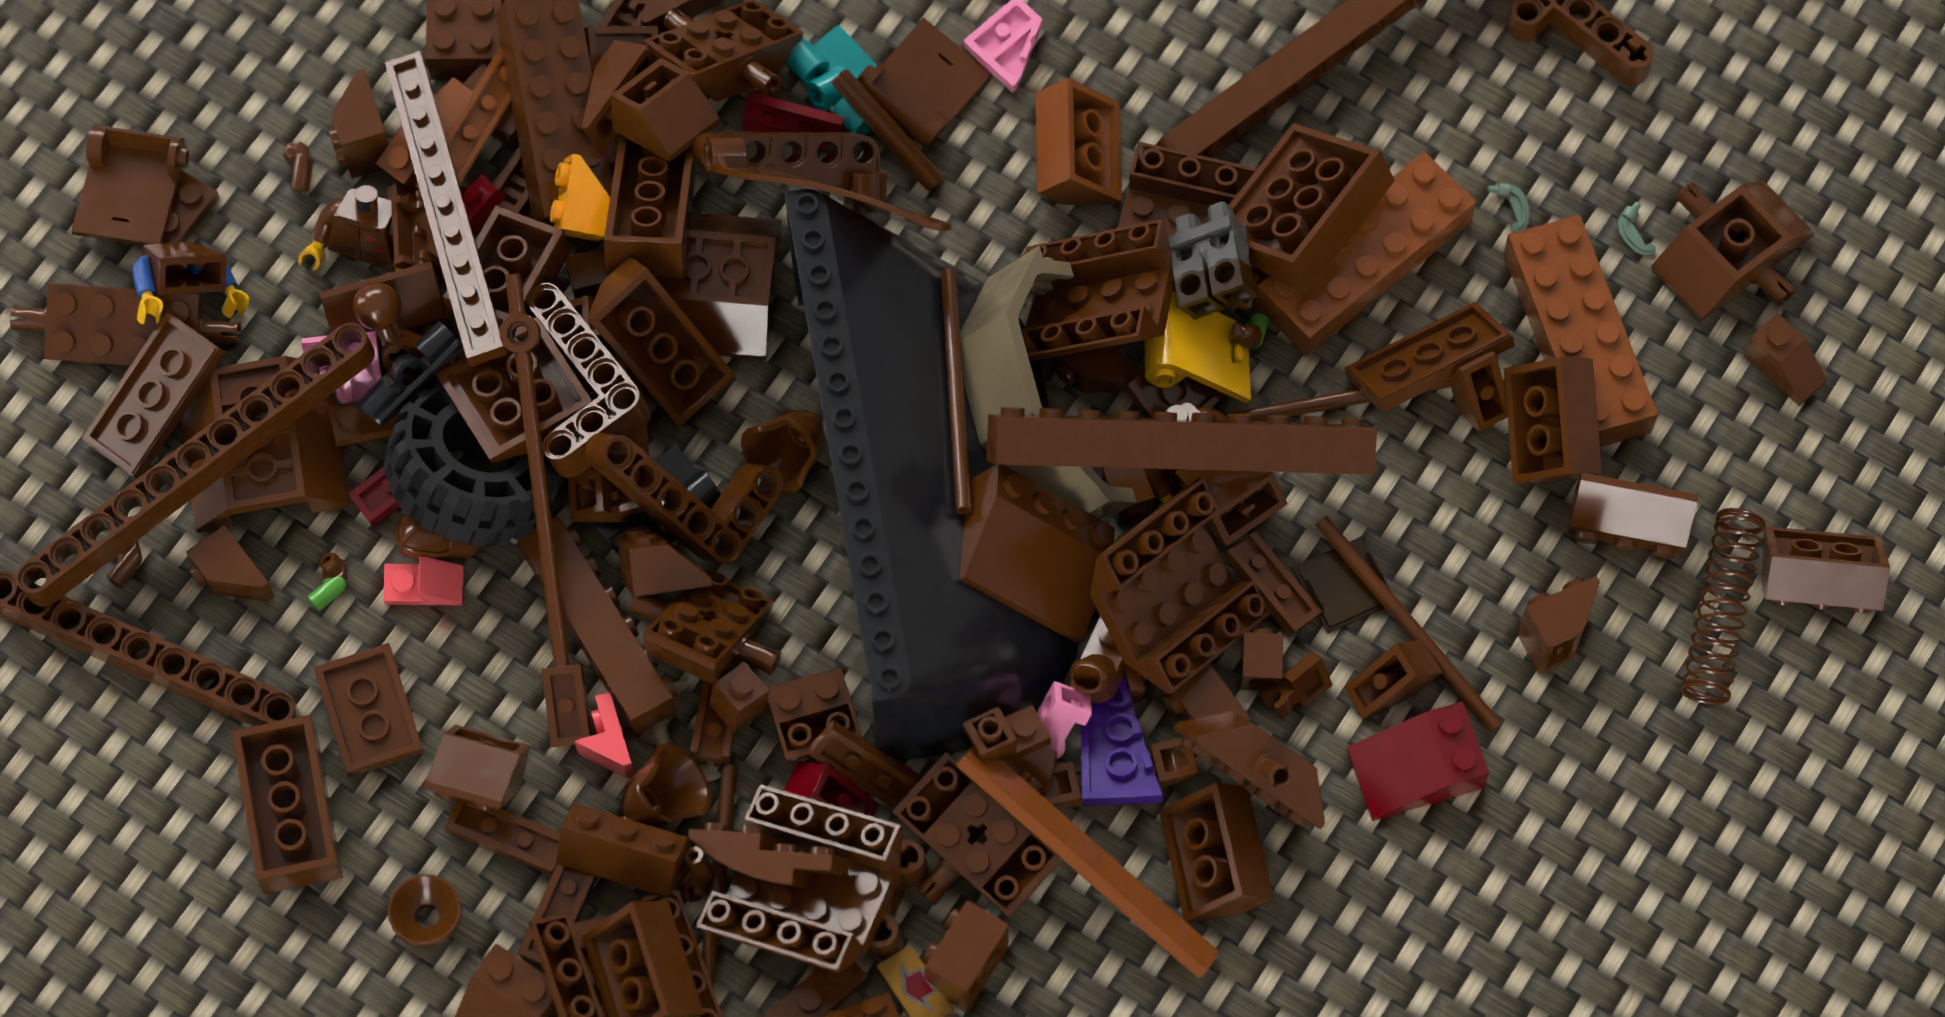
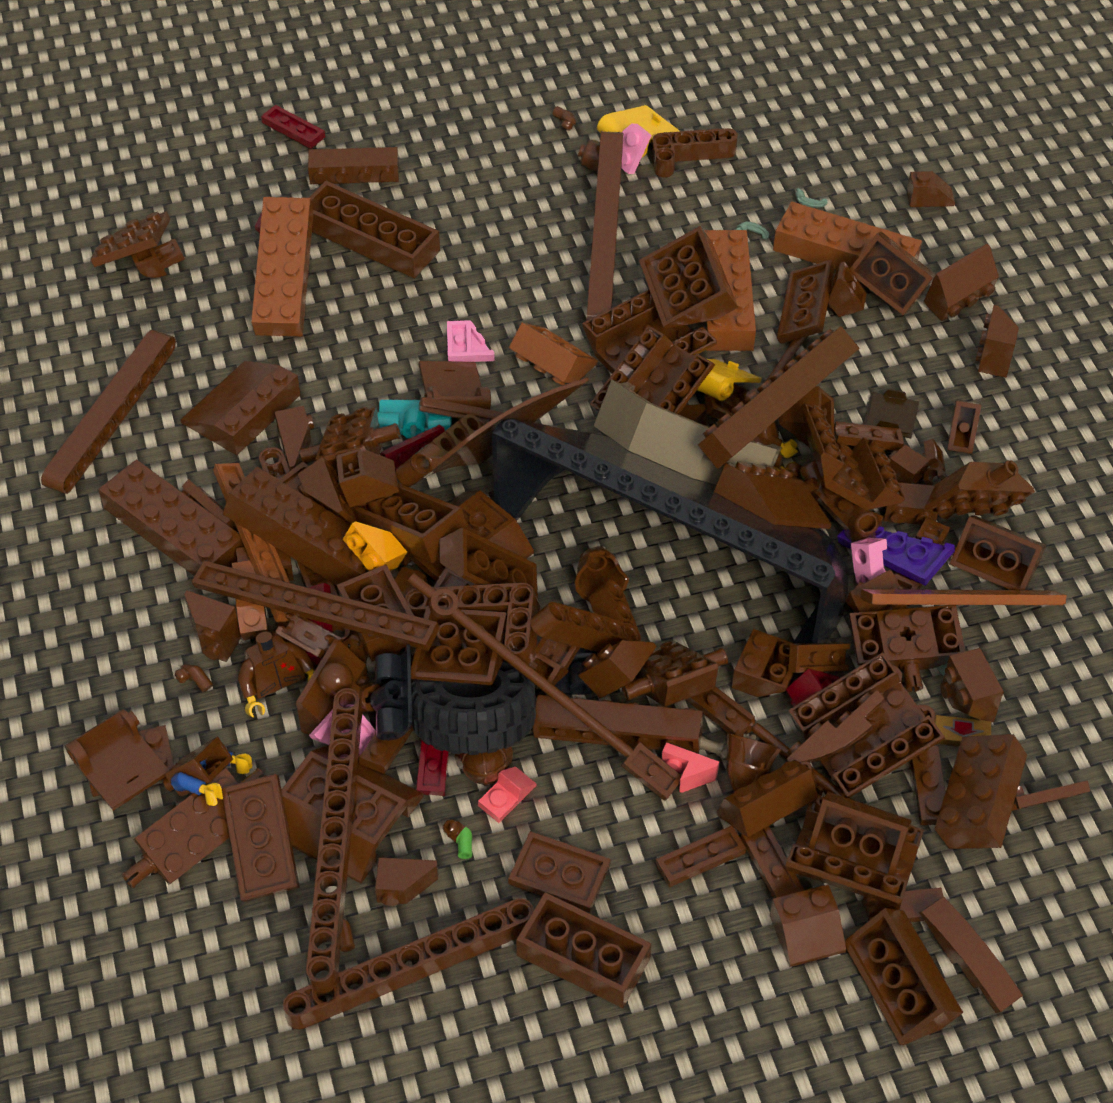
camera: 50 degrees left, 15 degrees down
(417, 894) = (714, 915): reddish brown piece -> none
(477, 768) = (653, 835): reddish brown slope -> none
(739, 697) = (729, 685): reddish brown brick -> none
(955, 391) = (660, 462): reddish brown piece -> none
(1007, 736) = (868, 574): reddish brown slope -> none
(1211, 262) = (688, 325): hips -> none
(1252, 334) = (723, 355): reddish brown arm -> none
(1407, 622) = (933, 401): reddish brown piece -> none
(1419, 762) = (1021, 438): dark red slope -> none
(1699, 681) = (1072, 330): reddish brown piece -> none
(1731, 247) = (856, 172): reddish brown slope -> none
(1824, 569) = (1051, 244): reddish brown slope -> none

